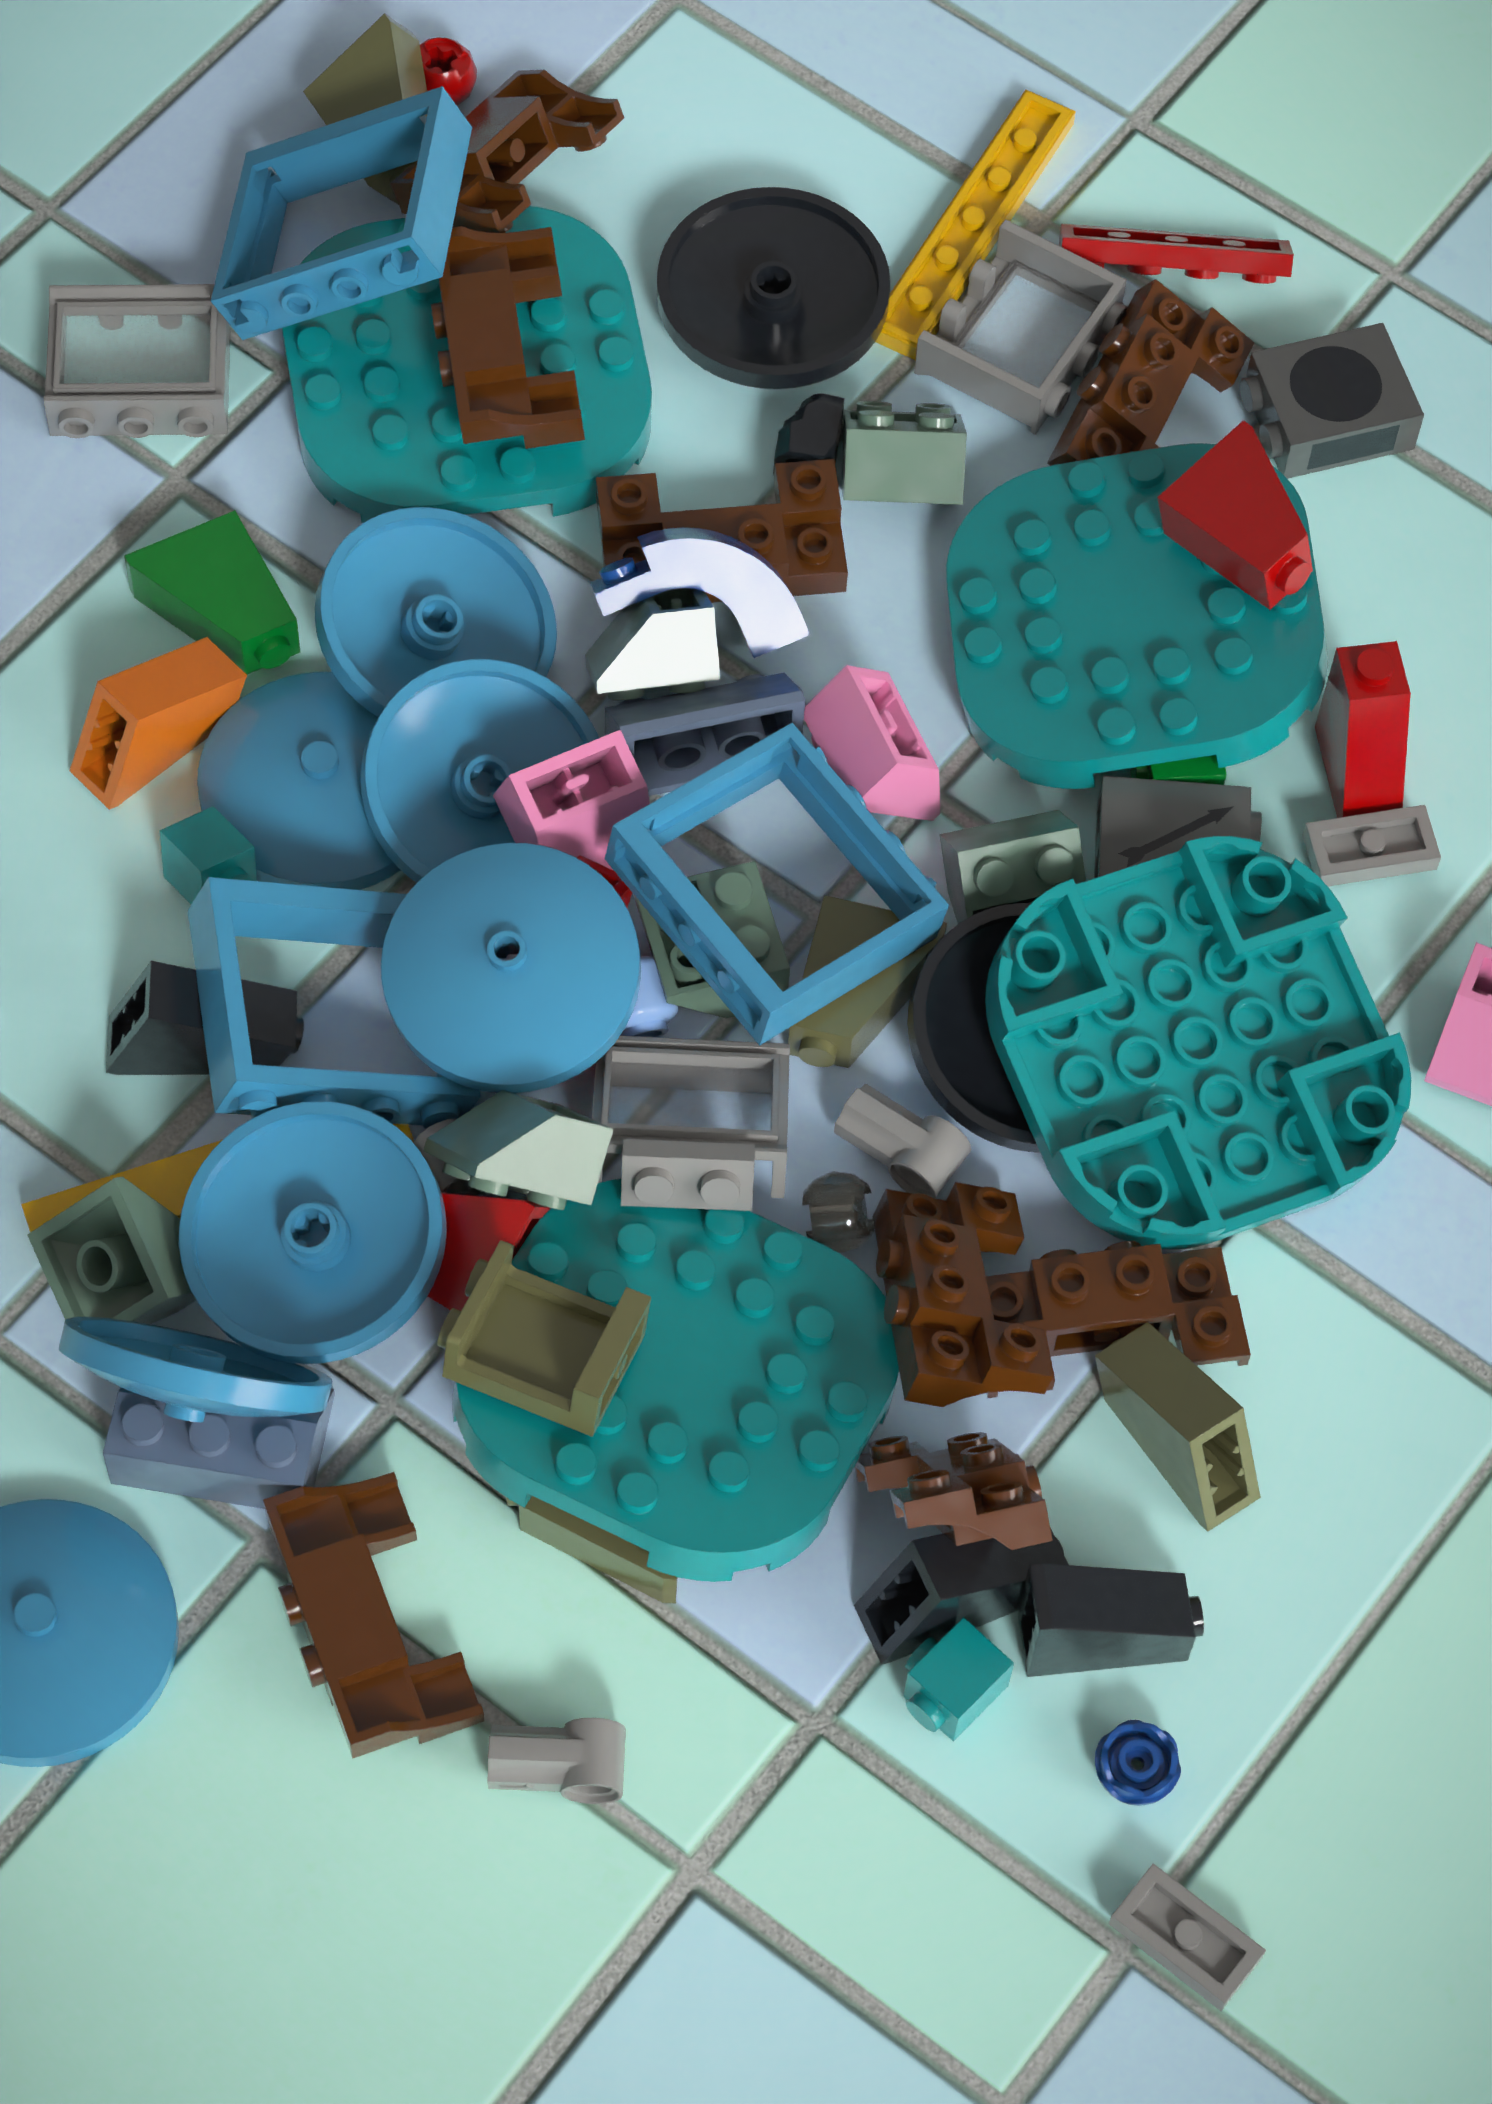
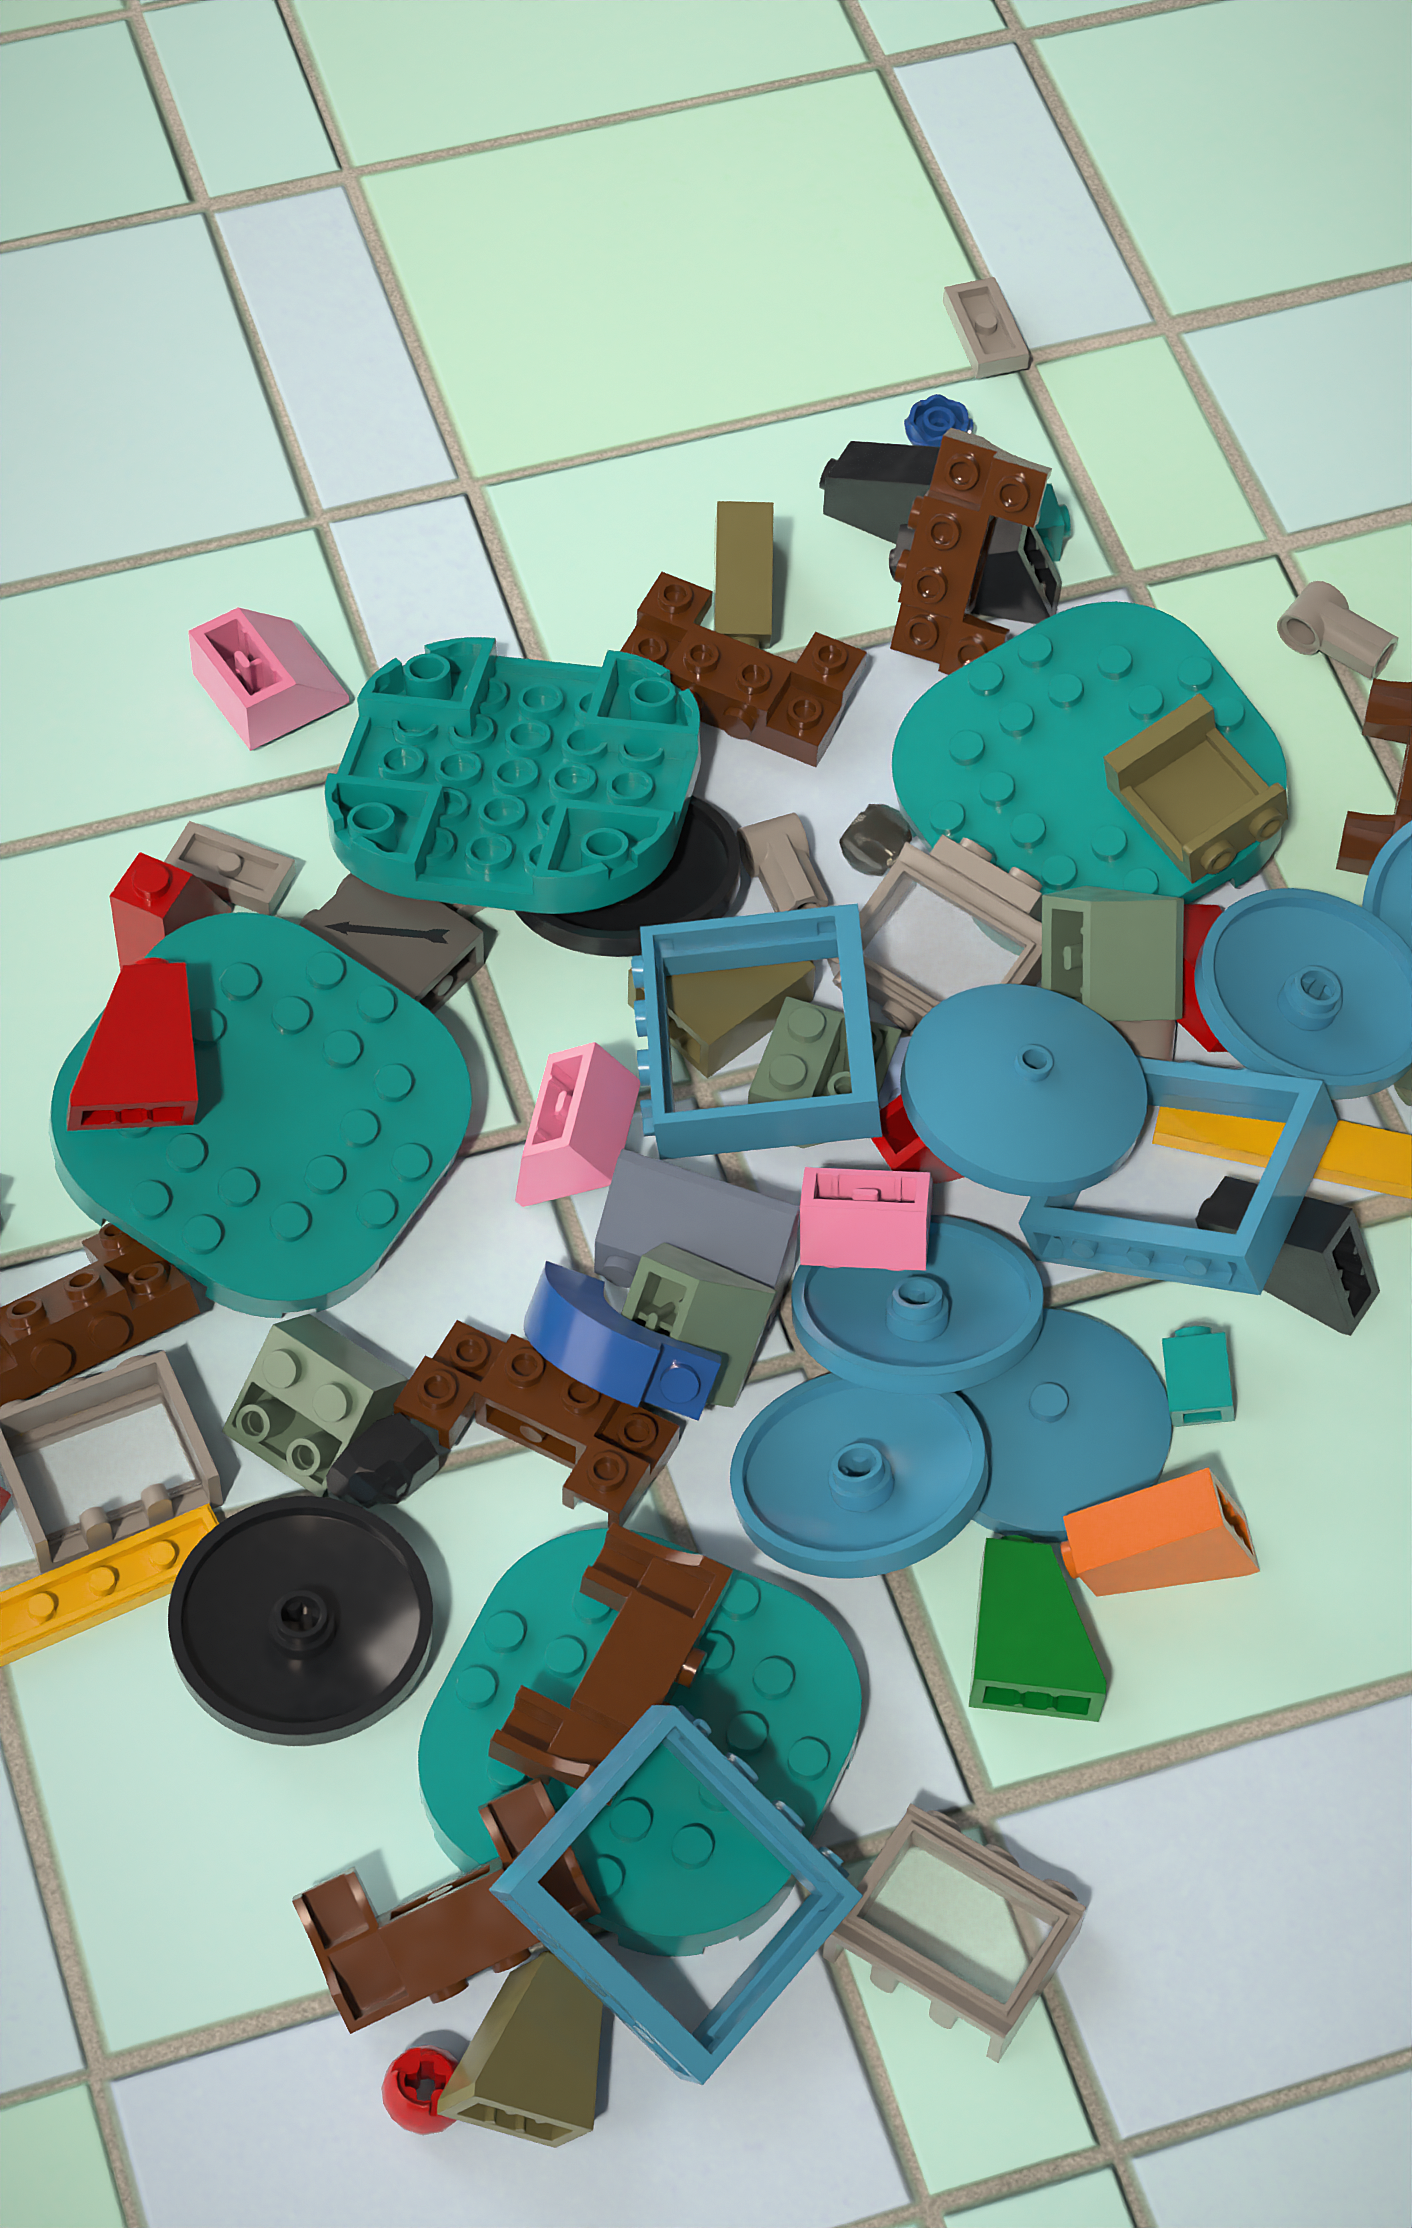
camera: 145 degrees left, 5 degrees down
(942, 1300) = (854, 722): reddish brown bracket -> none
(1010, 861) = (535, 991): sand green slope -> none

